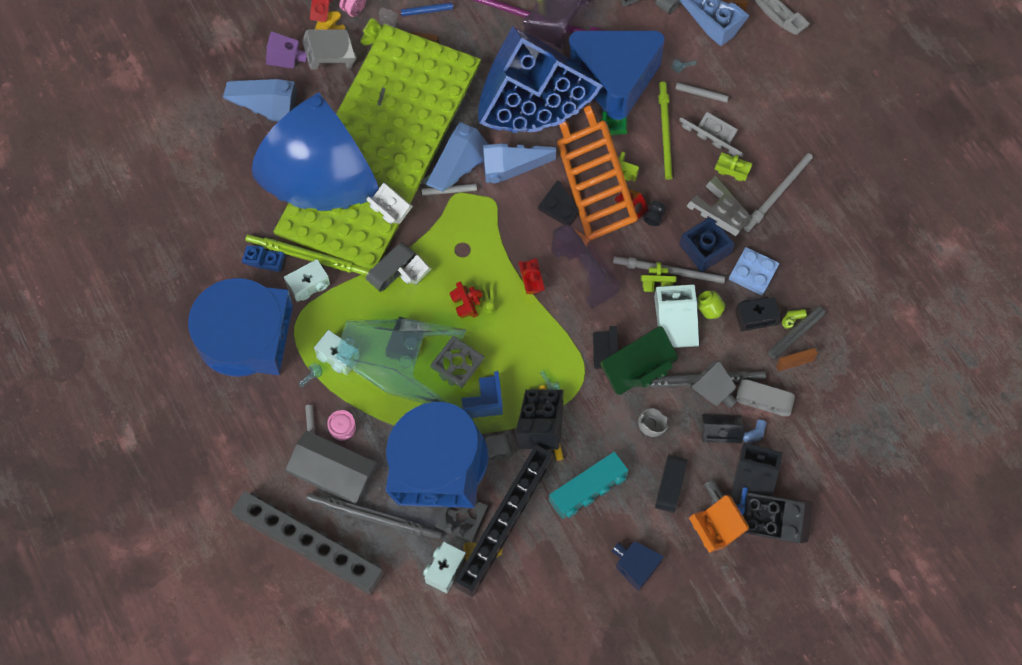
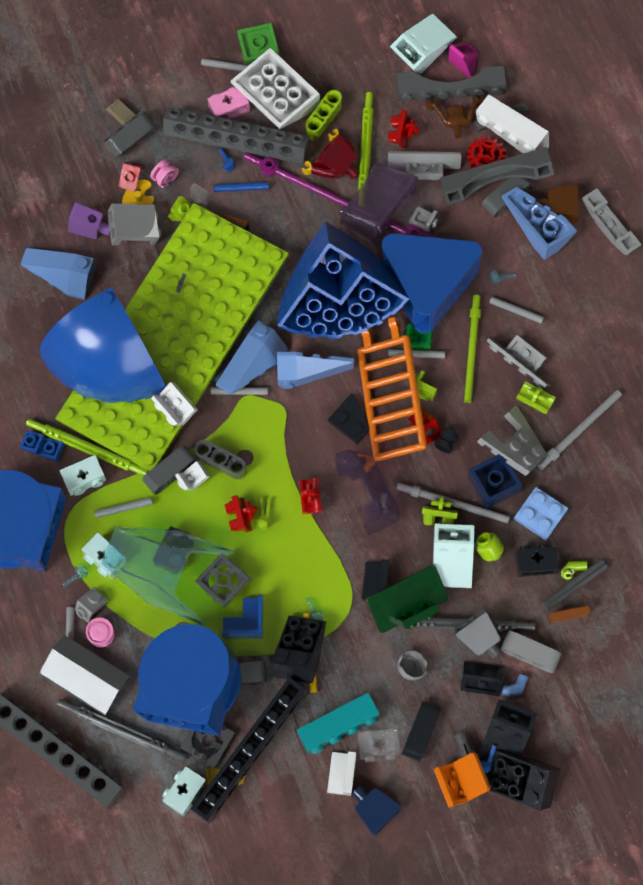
camera: 10 degrees right, 5 degrees up
(327, 400) = (90, 604): none -> light grey bracket
(349, 307) = (123, 507): none -> light grey bar
(446, 258) = (214, 452): none -> dark grey beam
(599, 533) = (341, 773): none -> white panel
(604, 20) = (424, 219): none -> light grey bracket
(619, 139) = (418, 353): none -> light grey bar
(639, 494) = (368, 739): none -> clear brick

